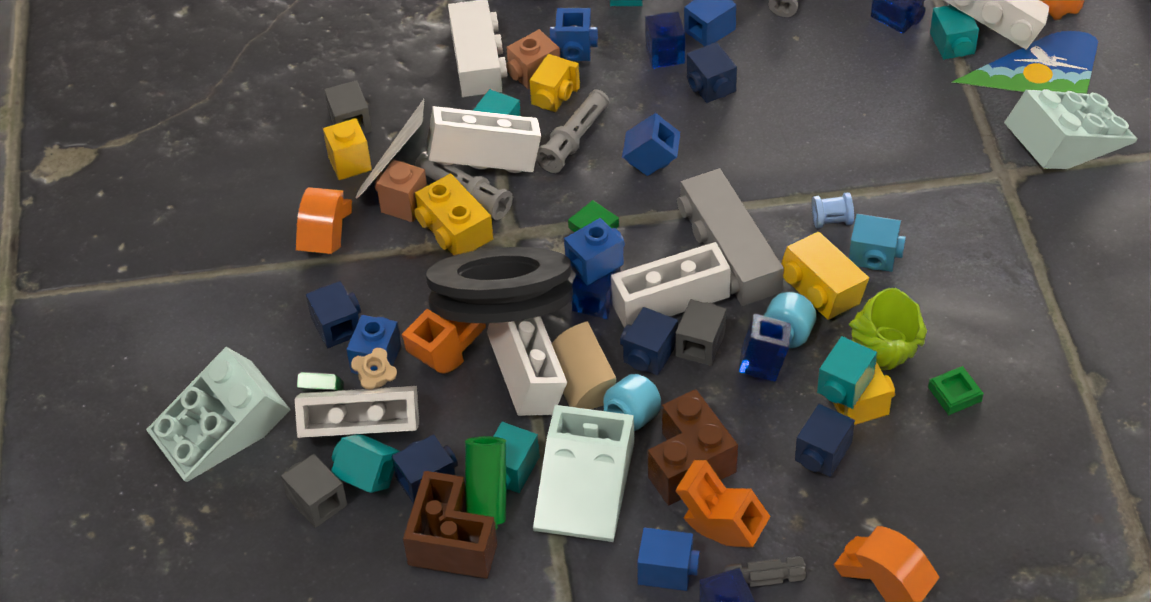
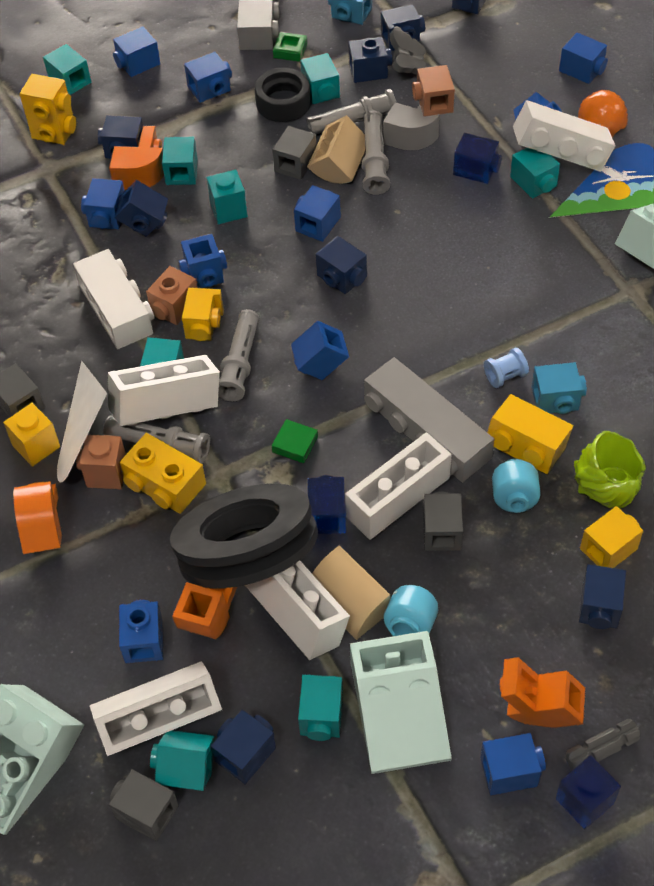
camera: 20 degrees left, 5 degrees up
(319, 382) = (103, 687): tile -> none
(334, 313) = (87, 608): dark blue brick -> none
(374, 379) = (155, 669): tan plate -> none
(445, 535) = (295, 814): reddish brown brick -> none
(486, 477) = (314, 744): green brick -> none
(594, 251) = (321, 473): blue brick -> none
(649, 341) = (398, 545): dark blue brick -> none
(665, 39) = (287, 244): clear blue brick -> none
(691, 435) = (489, 638): reddish brown brick -> none
(765, 347) = (510, 521): clear blue brick -> none
(846, 372) = (602, 527): teal brick -> none

